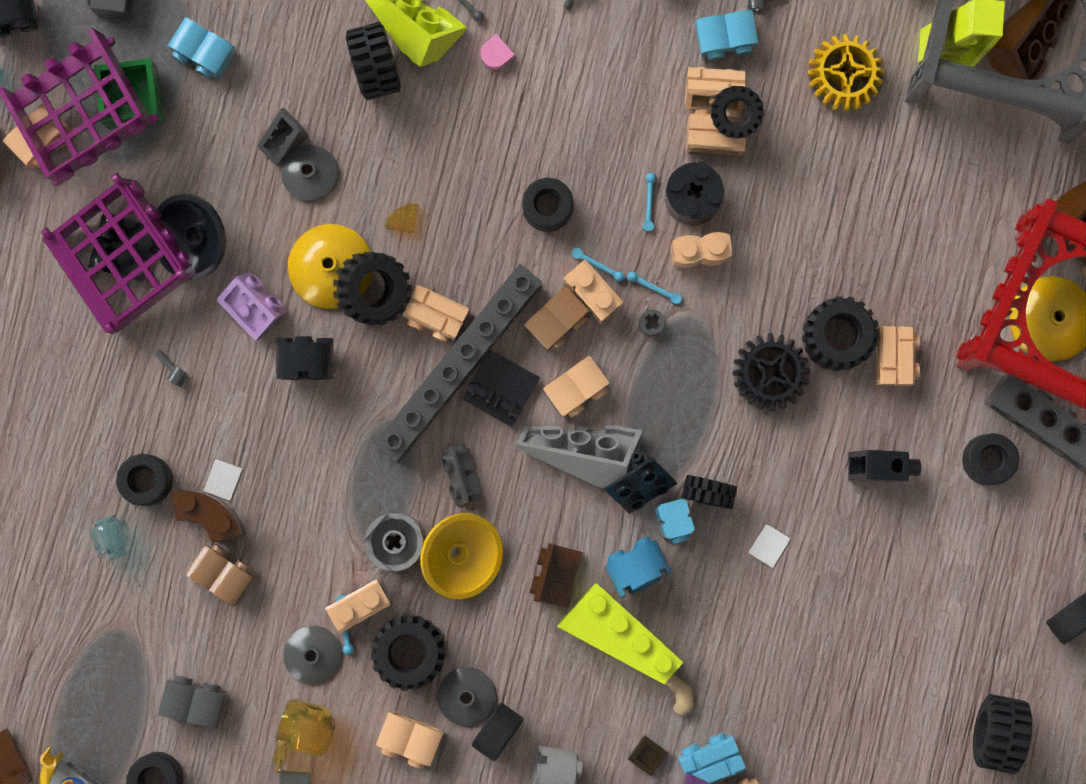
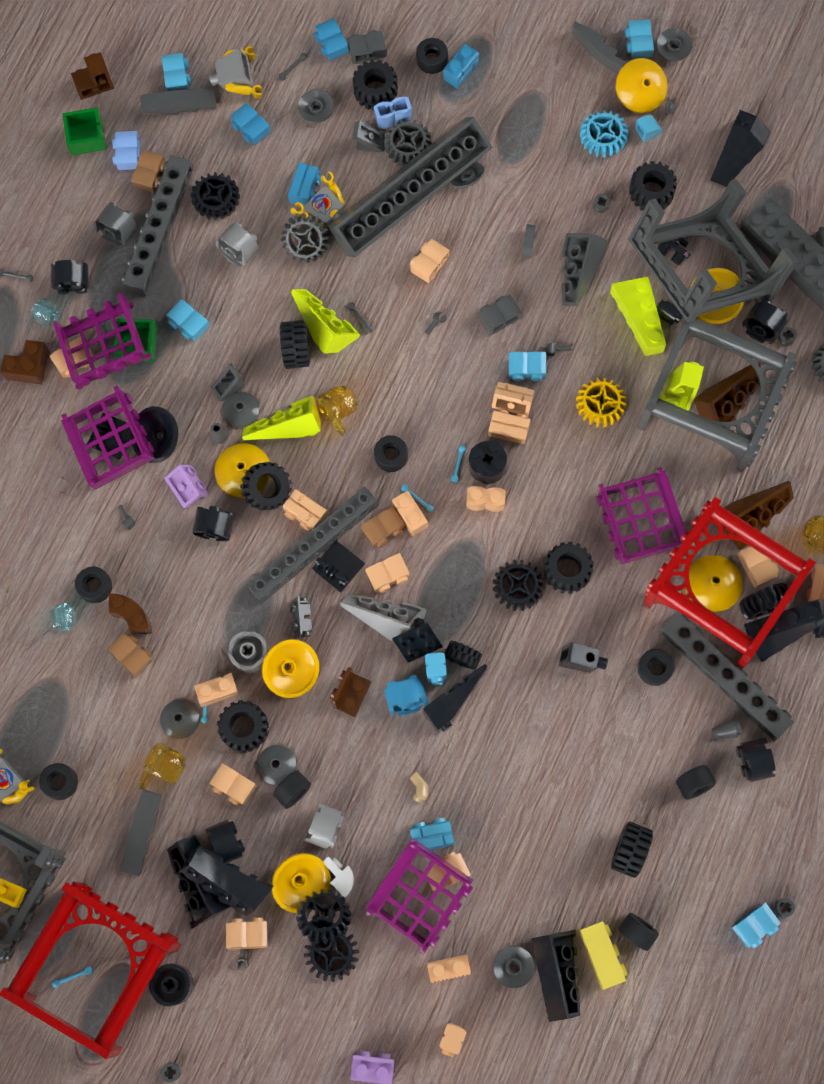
camera: 15 degrees right, 10 degrees down
(192, 702) = (94, 735): dark grey brick -> none
(222, 479) = (144, 594): white sticker -> none
(286, 223) = (218, 433): none -> dark grey cone
(392, 181) = (294, 422): none -> neon yellow wedge
(403, 218) = (295, 448): clear yellow tile -> none
(453, 142) = (336, 405): none -> clear yellow piece
(496, 53) = (375, 354): bright pink tile -> none
(612, 629) = (383, 736): neon yellow wedge -> none
(642, 322) = (451, 541): dark grey bush -> none
(647, 755) = (390, 825): dark brown tile -> none
(675, 298) = (464, 528): medium azure hinge -> none
(701, 570) = (446, 708): none -> black wedge
(754, 117) = (523, 401): black tyre -> none
(769, 545) = (498, 700): white sticker -> none
(897, 356) = (603, 589): light nougat brick -> none
(975, 218) = (670, 507): none -> magenta window

